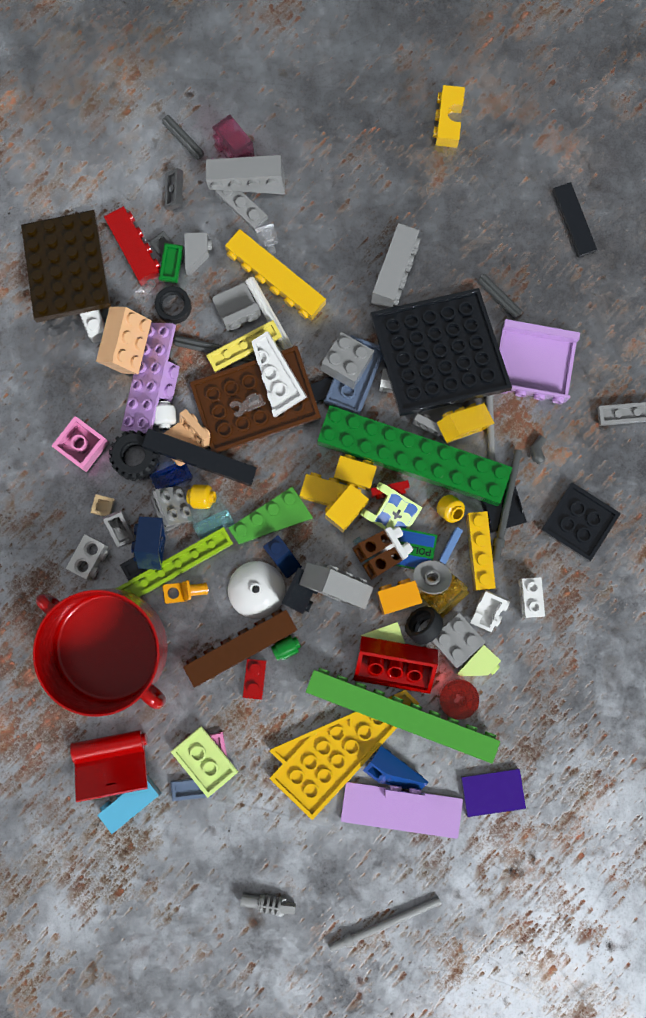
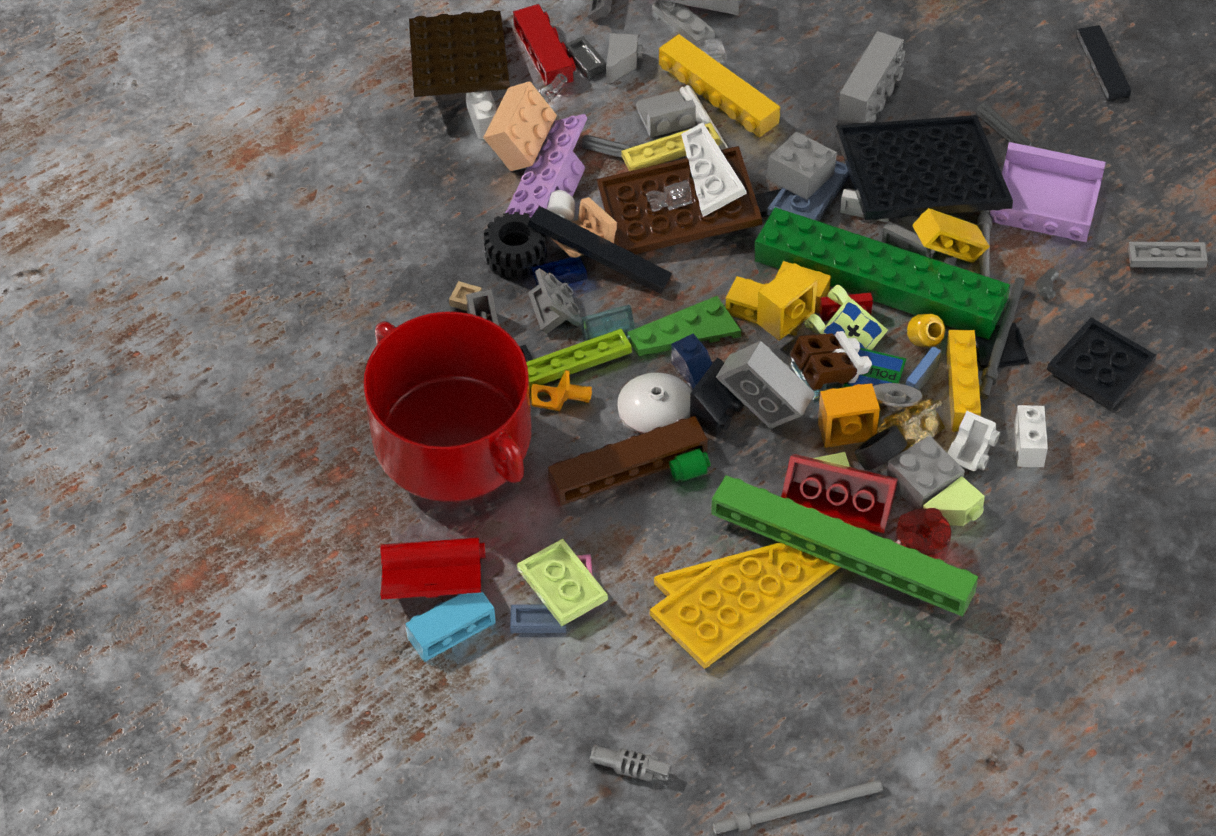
camera: 10 degrees right, 30 degrees down
(80, 444) = (448, 227): bright pink brick -> none
(149, 543) = (525, 322): dark blue brick -> none
(171, 263) = (589, 64): green tile -> none
(173, 290) = (586, 92): black tyre -> none
(201, 496) = (595, 295): yellow head -> none
(254, 679) = (642, 500): red plate -> none
(390, 770) = (827, 616): blue slope -> none
(401, 809) = (834, 663): lavender bracket -> none
(493, 792) = (966, 660): dark purple tile -> none

